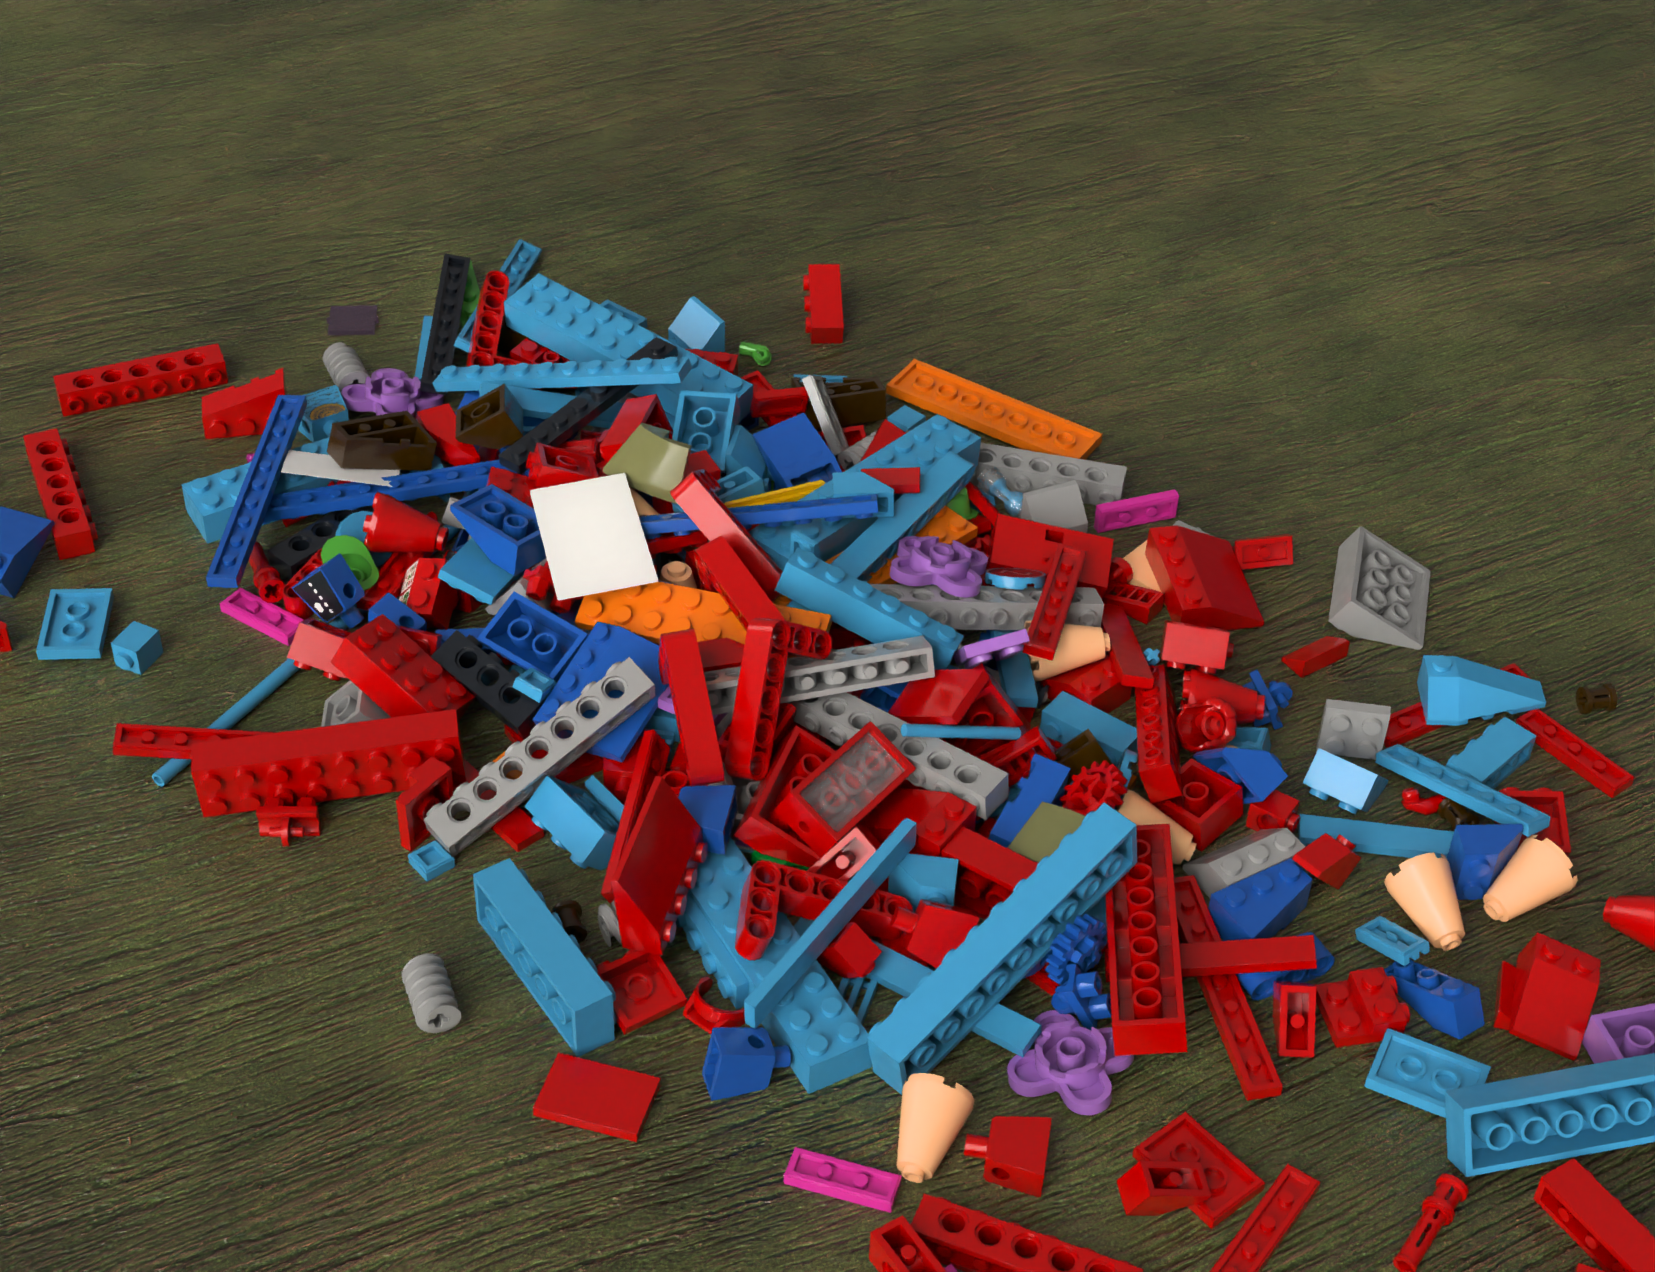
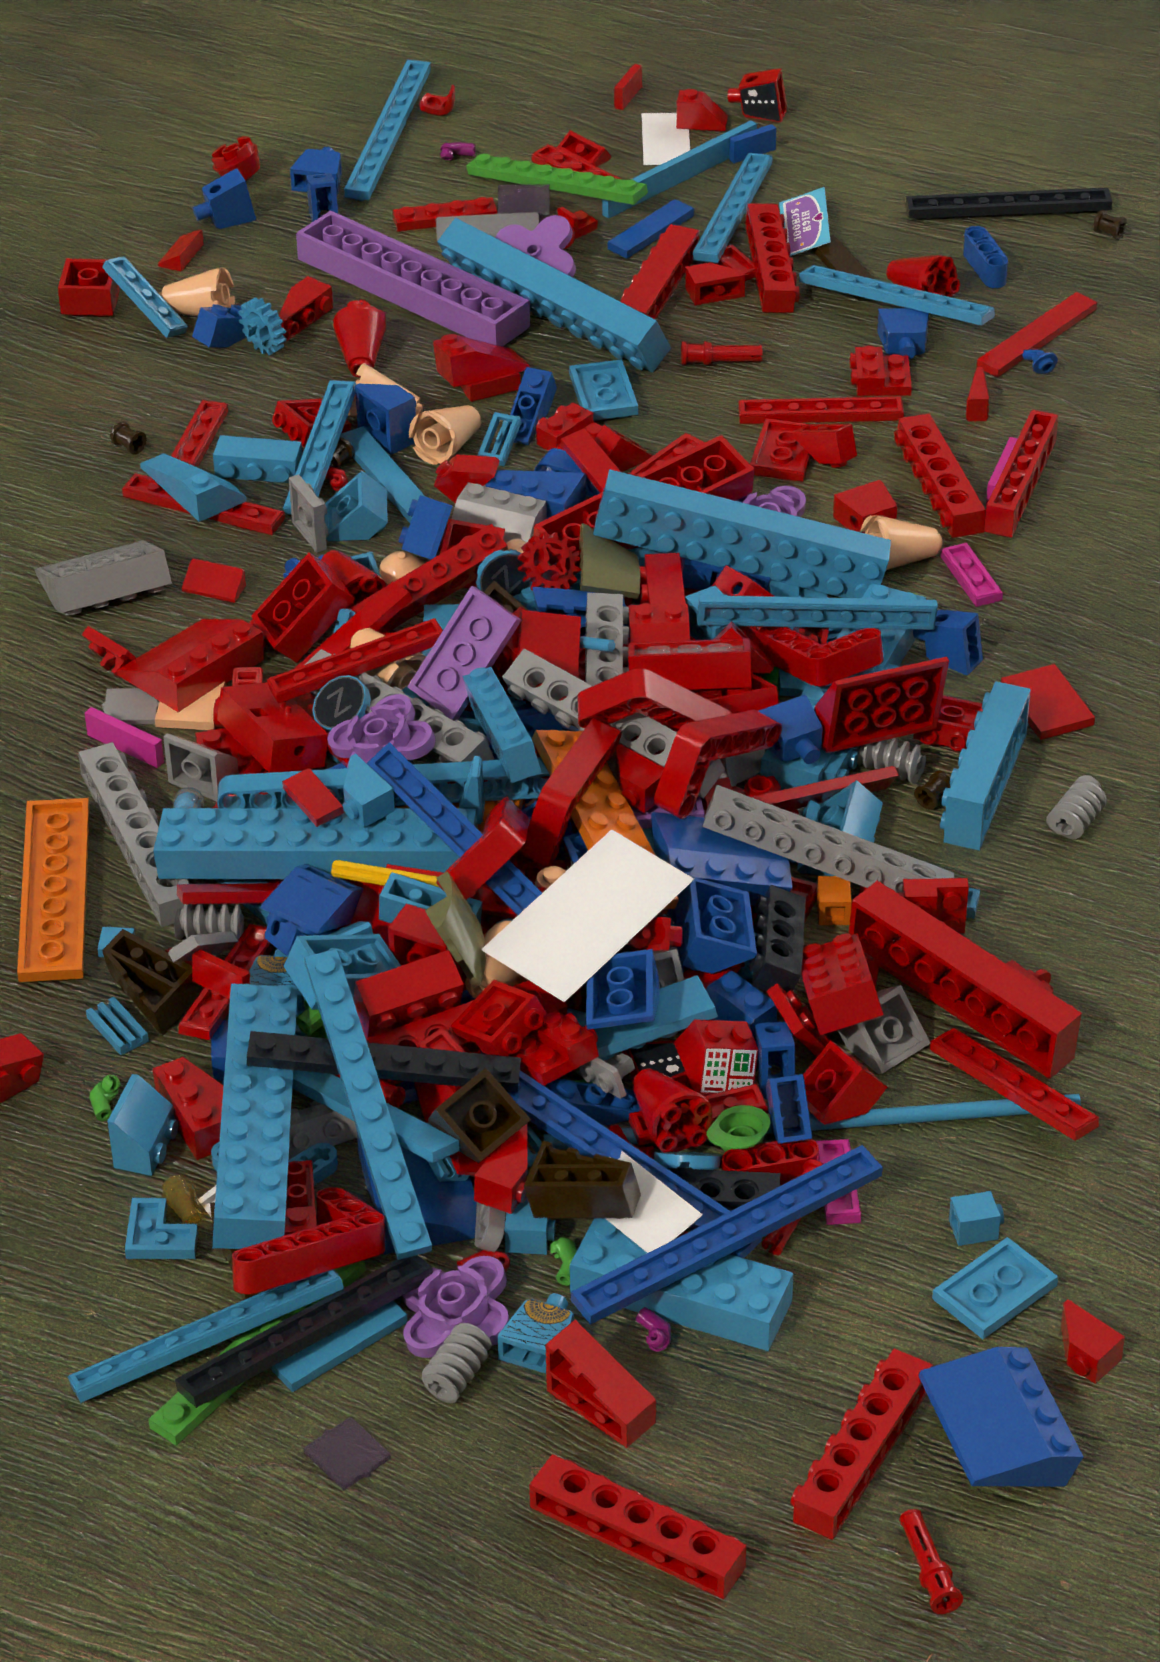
camera: 125 degrees left, 0 degrees up
(534, 684) = (765, 890): dark azure tile -> none
(1206, 725) = (392, 561): red hair -> none

